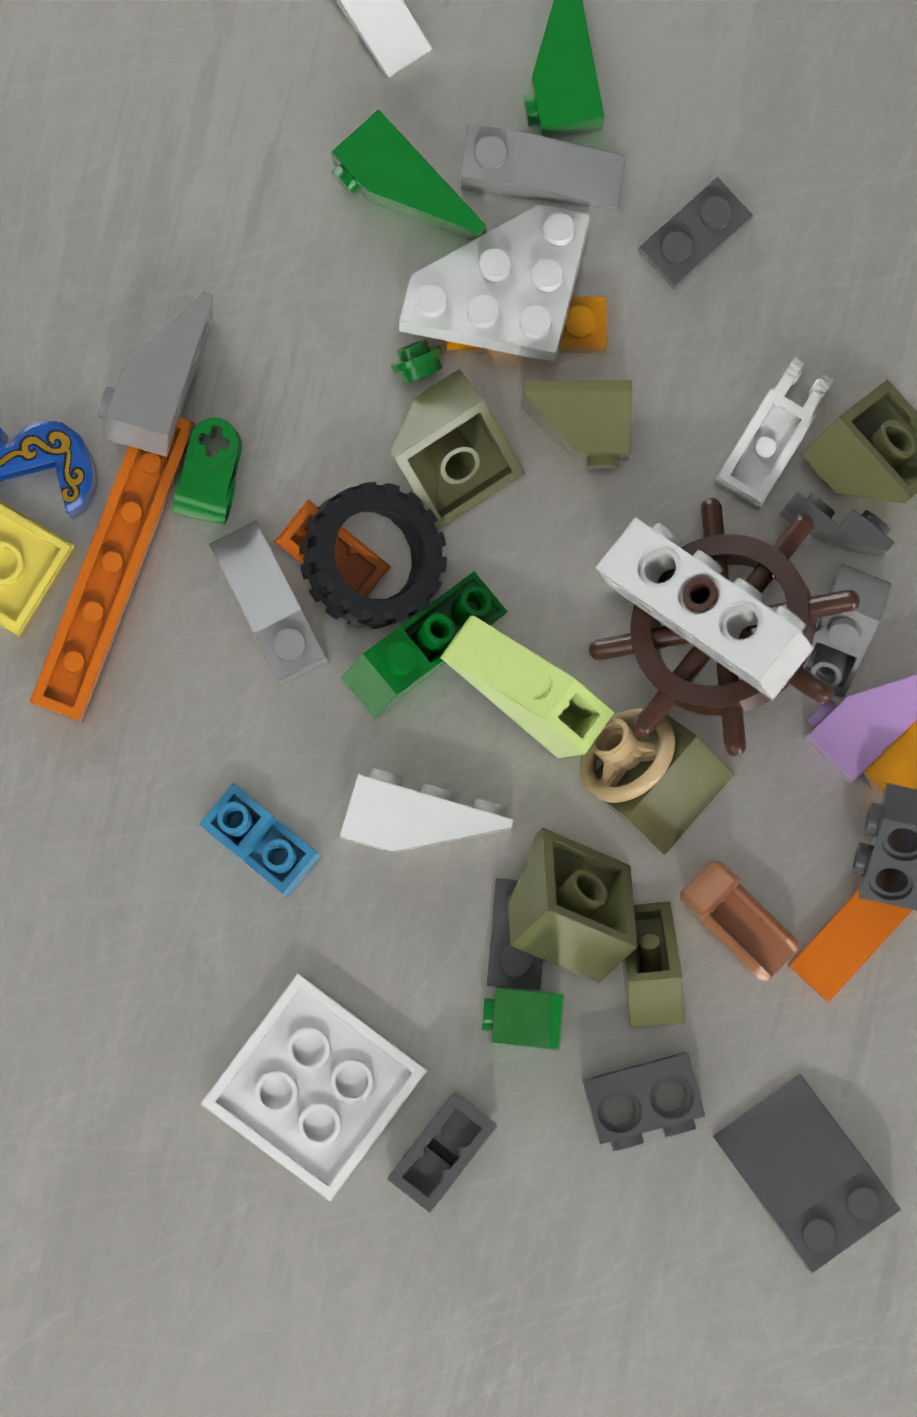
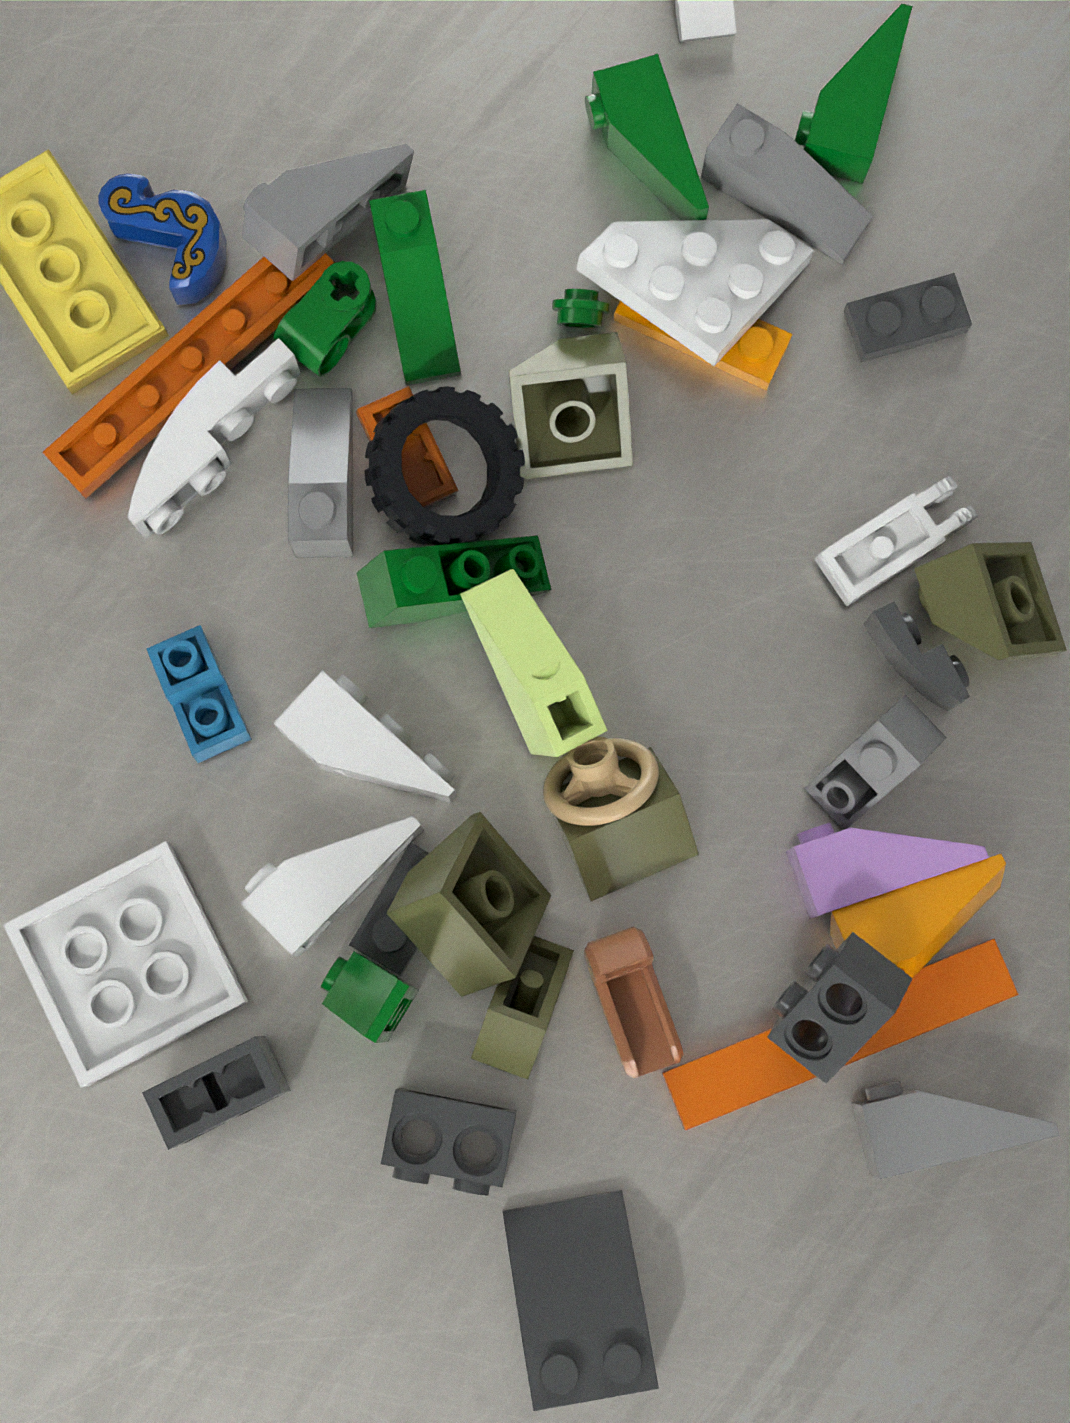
camera: 20 degrees right, 5 degrees down
(149, 642) = (188, 449): none -> white slope
(270, 410) = (415, 287): none -> green slope
(437, 953) = (316, 887): none -> white slope
(584, 417) = (716, 428): olive slope -> none
(700, 606) = (760, 686): brick -> none

